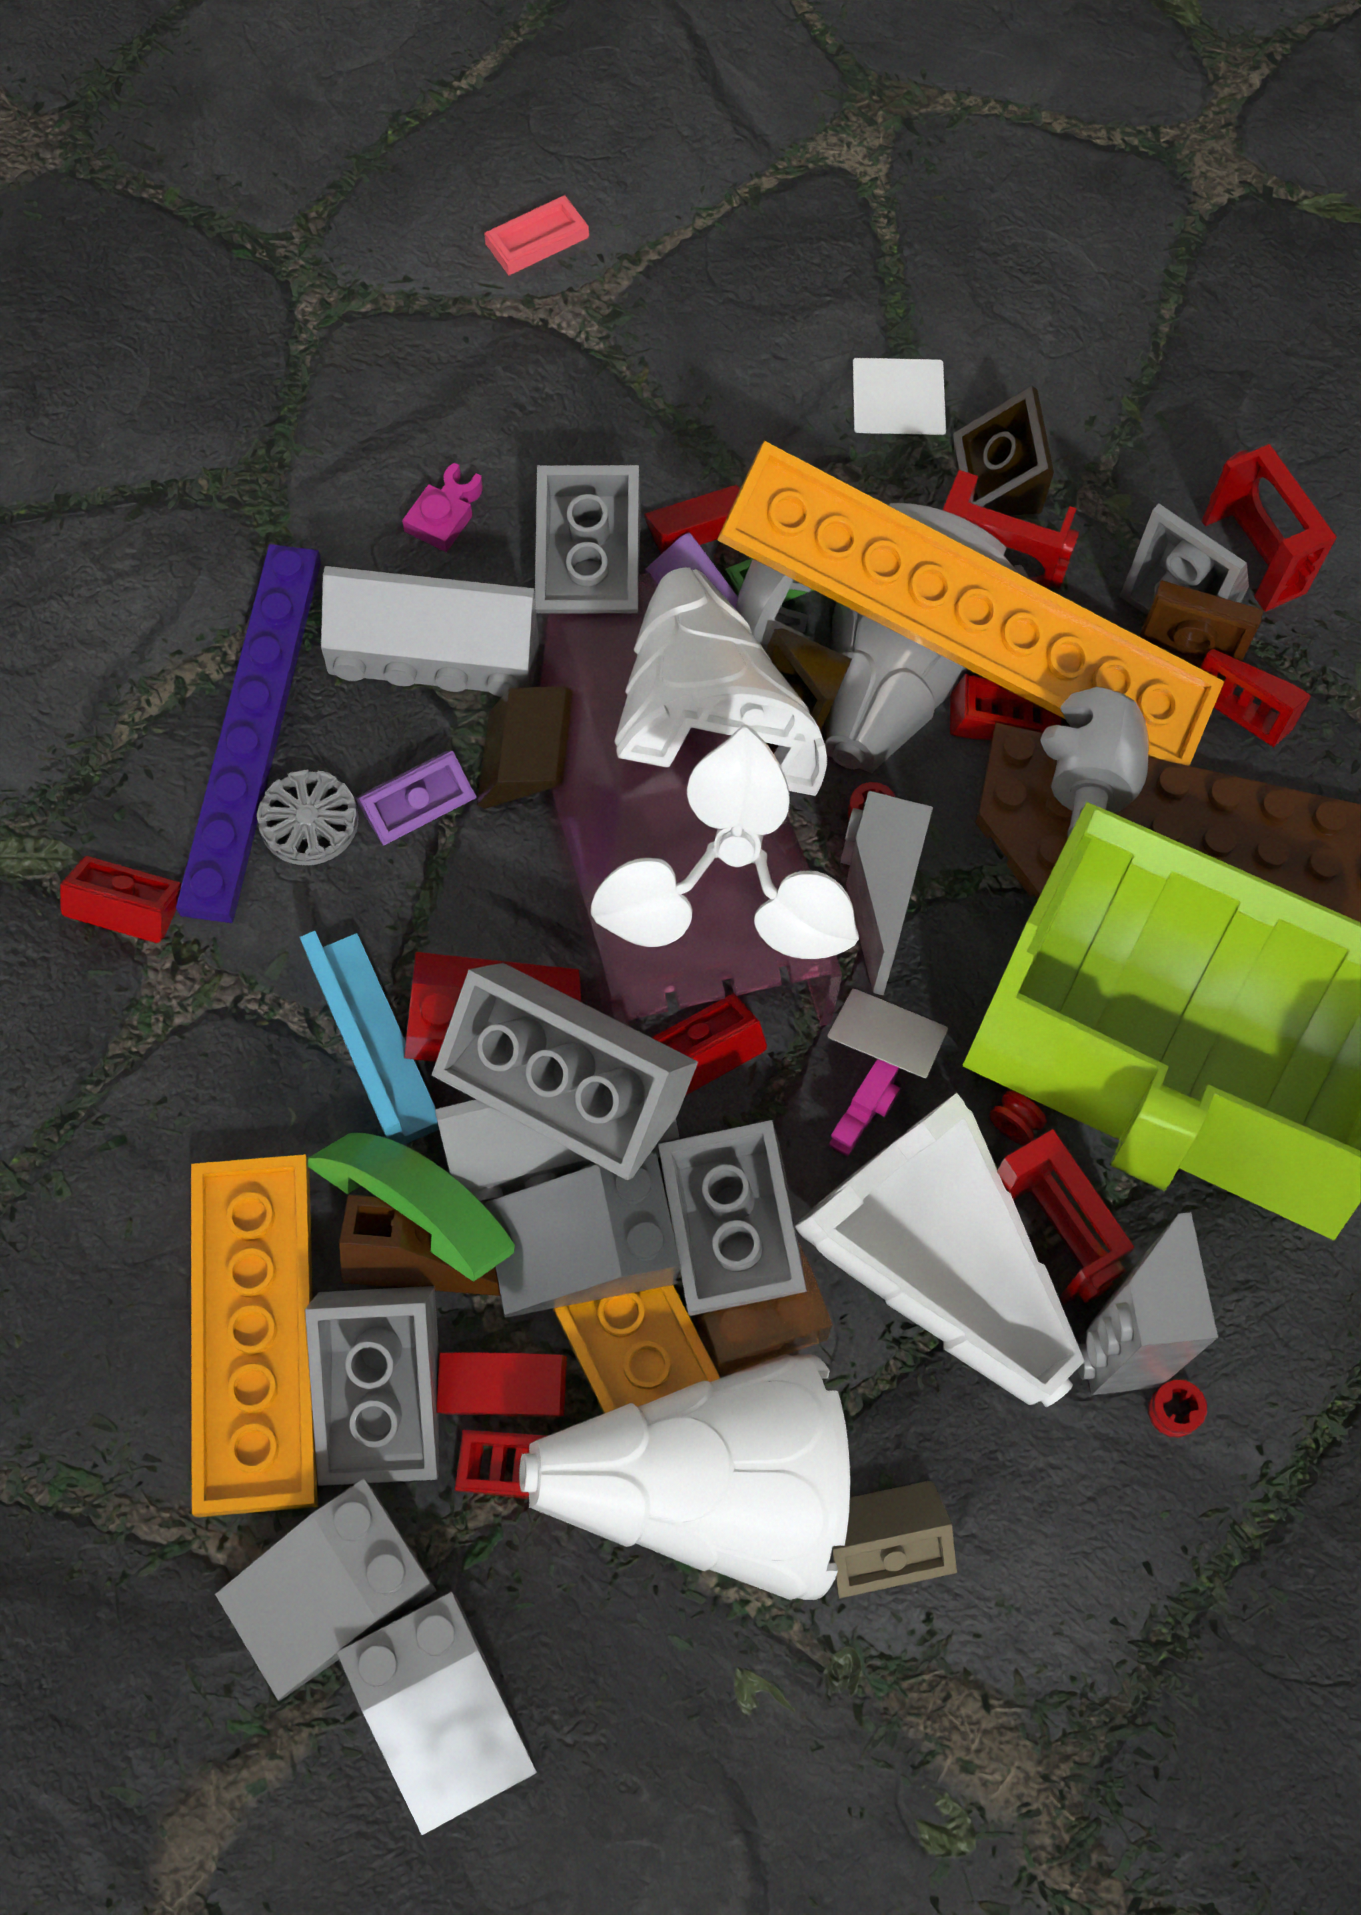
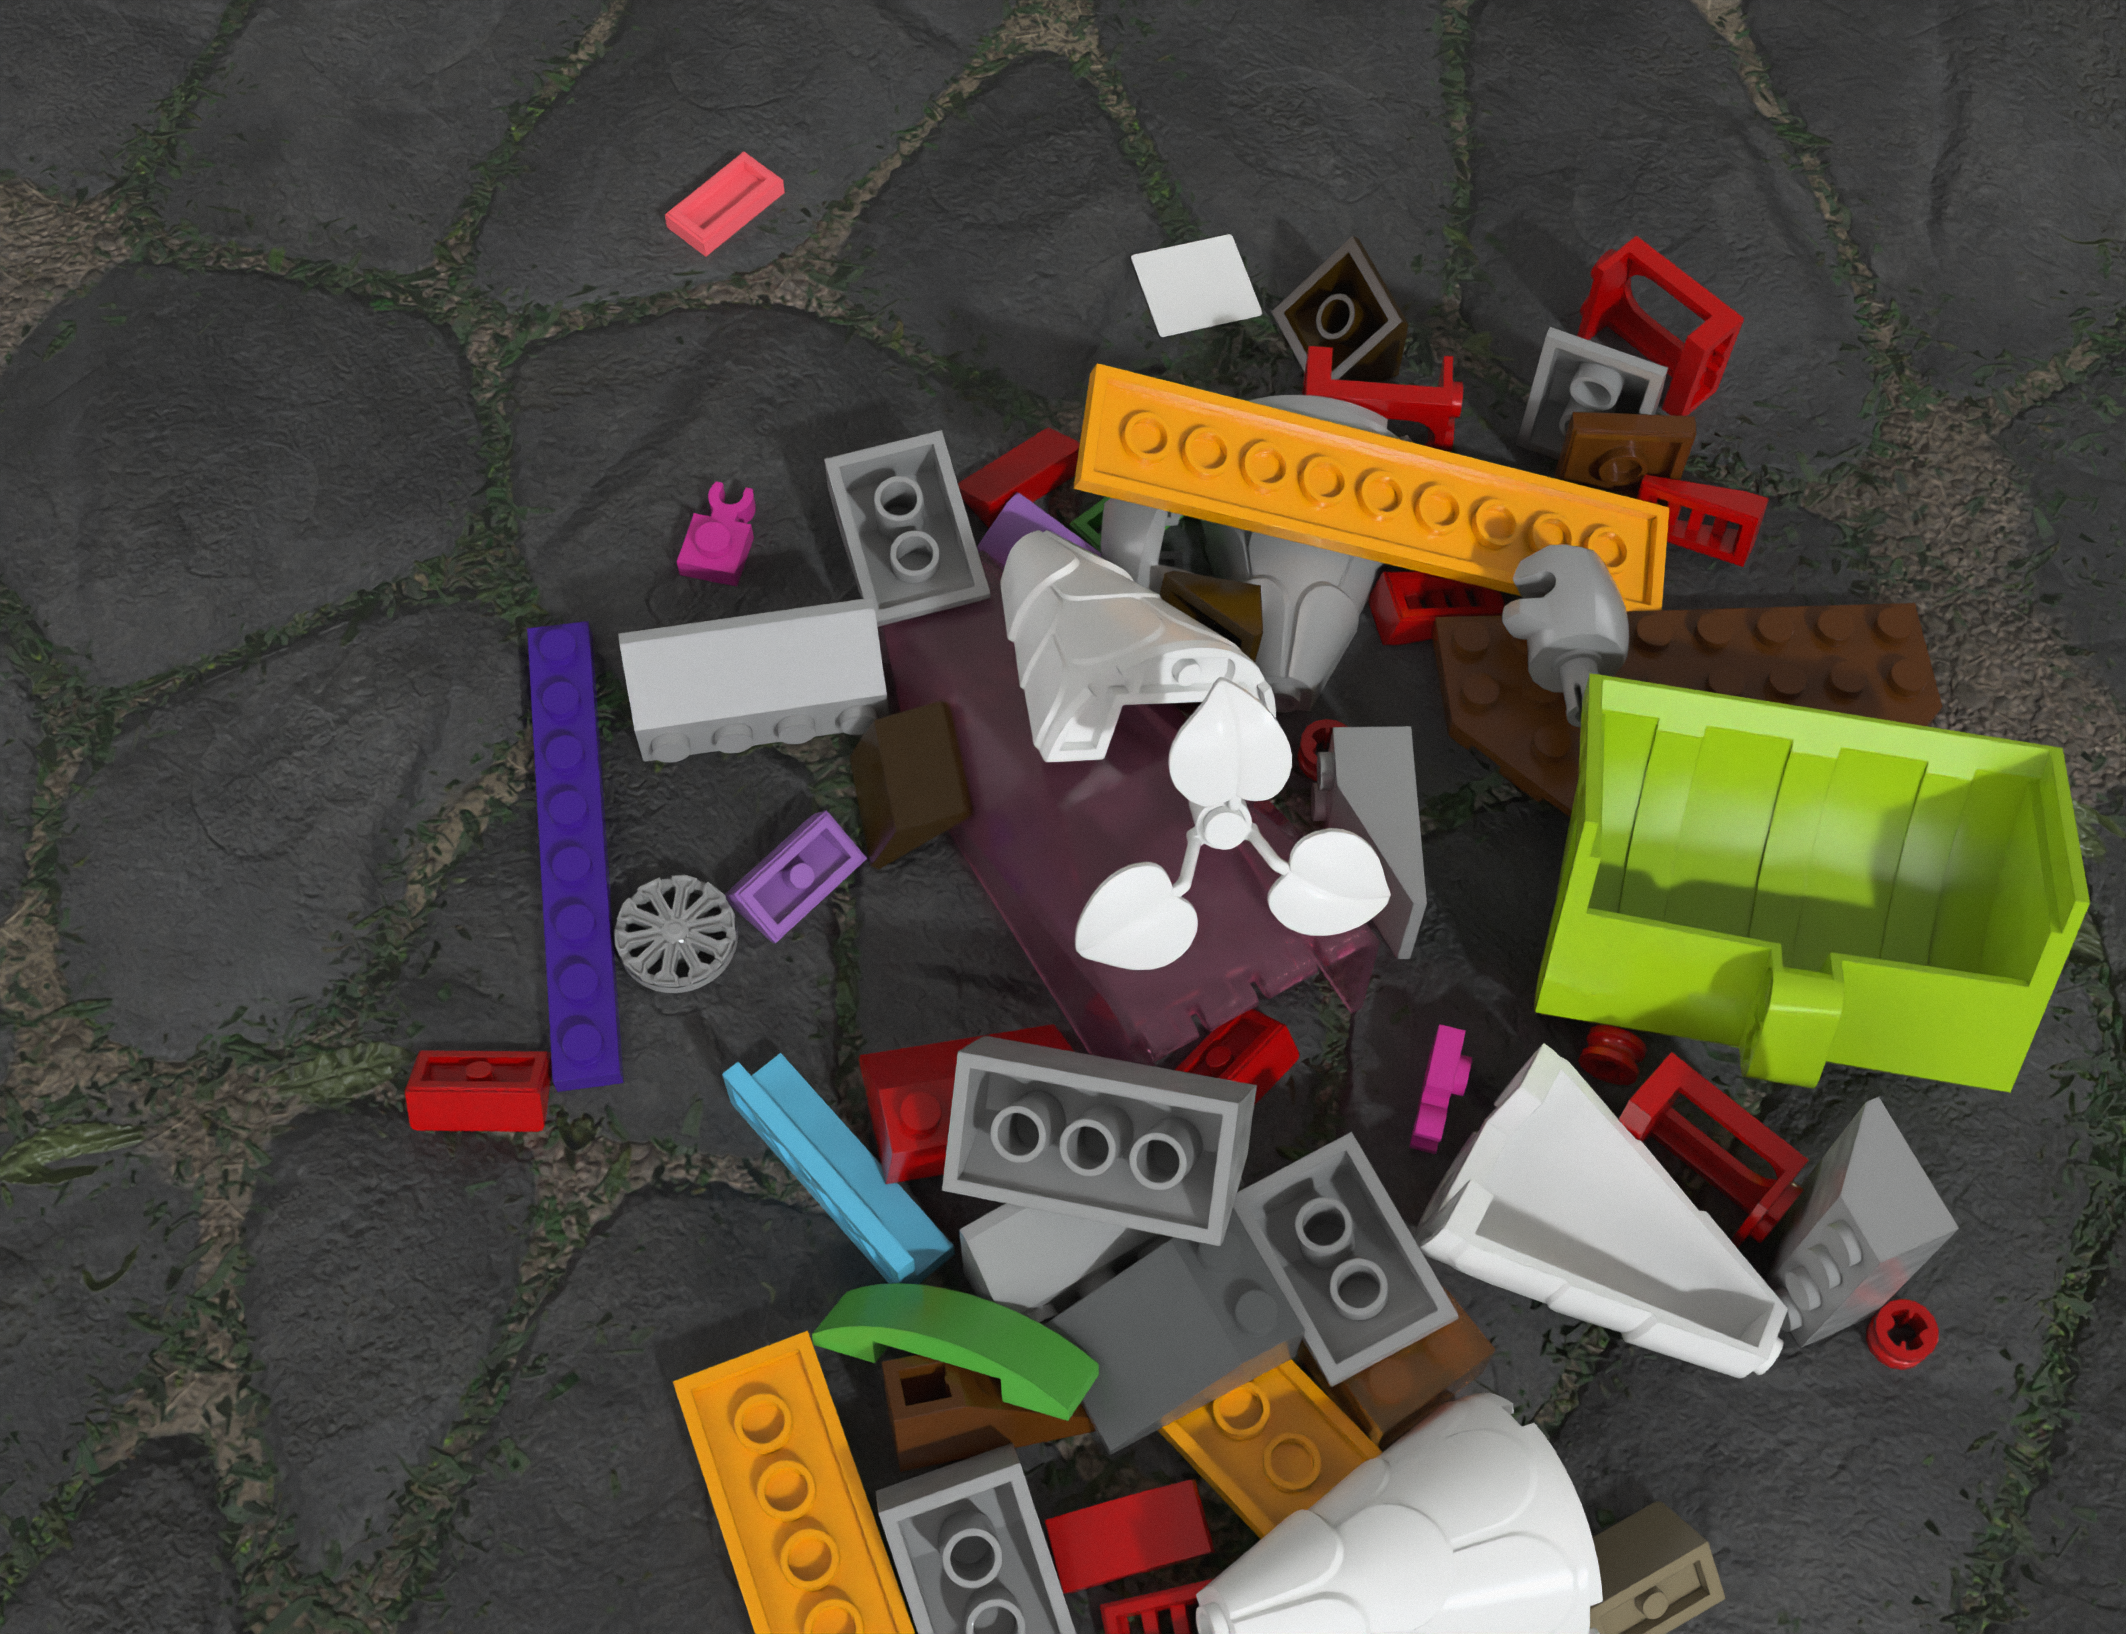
camera: 15 degrees left, 5 degrees down
(888, 1032) = (1436, 998): white sticker -> none

